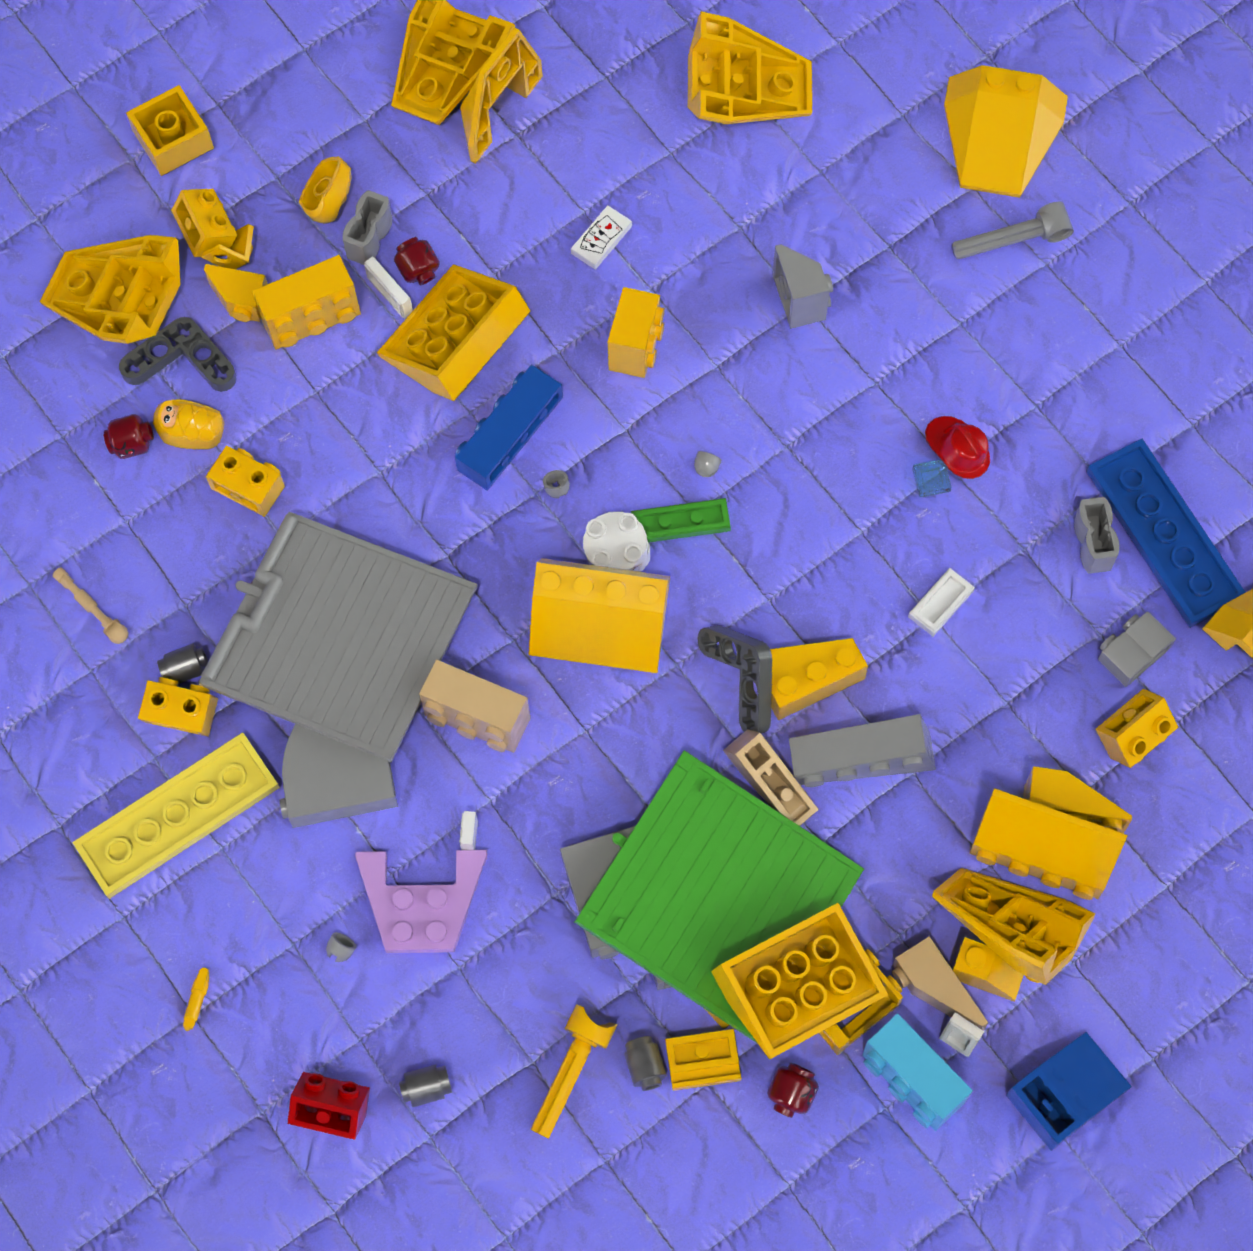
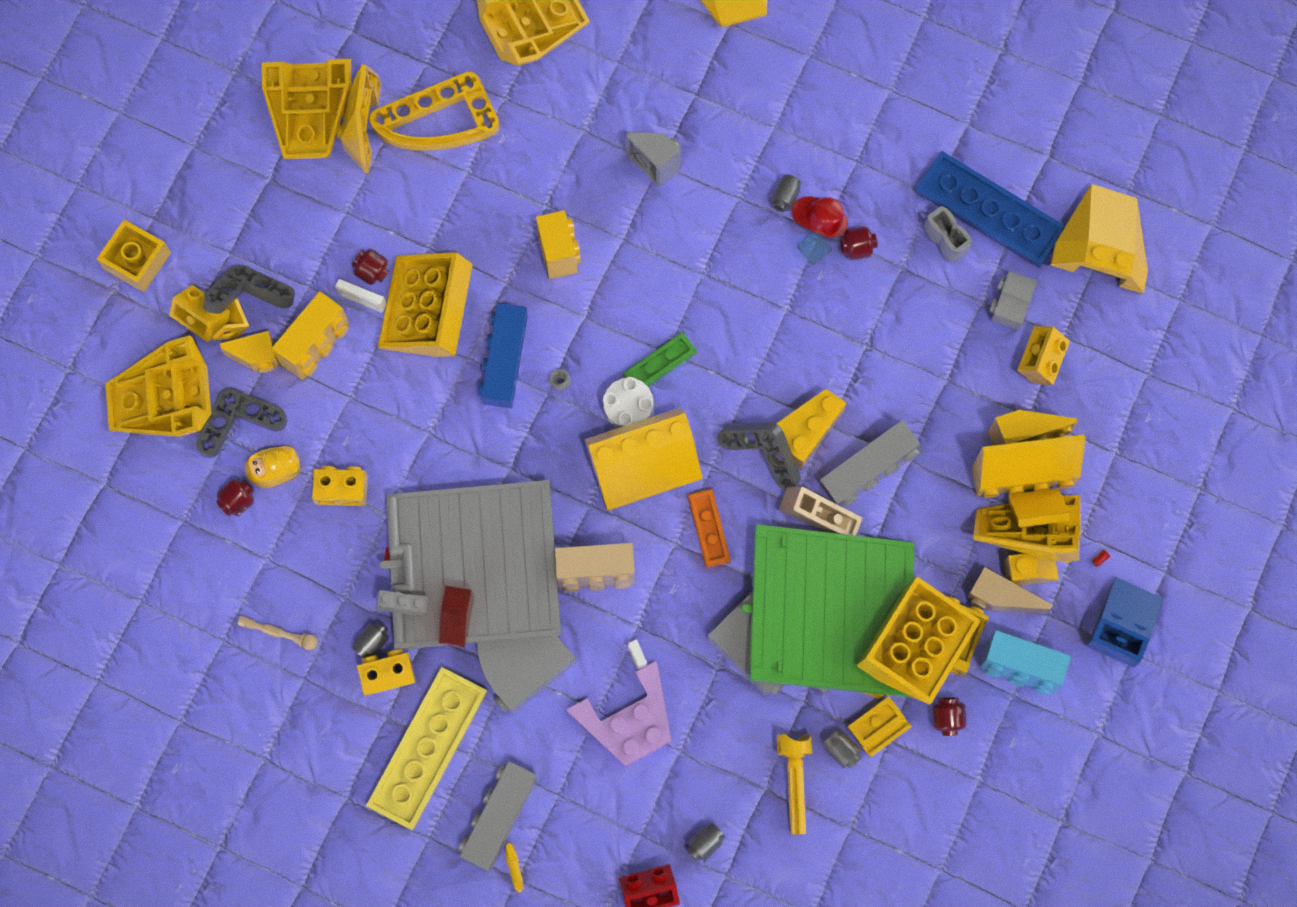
camera: 30 degrees left, 5 degrees up
(209, 932) = (498, 816): none -> light grey brick
(232, 634) = (401, 603): none -> light grey piece
(270, 209) = (238, 279): none -> dark grey beam
(283, 678) = (455, 616): none -> clear red slope
(326, 190) = (274, 245): yellow piece -> none
(340, 946) = (593, 779): light grey hinge -> none
(367, 227) = (322, 259): light grey brick -> none
(593, 123) = (438, 102): none -> yellow beam
(601, 237) = (491, 185): white tile -> none
(633, 732) = (709, 528): none -> orange tile
(706, 464) = (656, 314): light grey hinge -> none
(930, 400) = (785, 193): none -> flat silver brick
(941, 602) = (867, 332): white tile -> none
(961, 1034) = (1038, 621): white tile -> none
(985, 495) = (858, 243): none -> dark red head
(1032, 900) = (1039, 507): none -> yellow tile
(1050, 224) = (799, 26): light grey axle -> none
(1080, 1001) = (1101, 558): none -> red piece

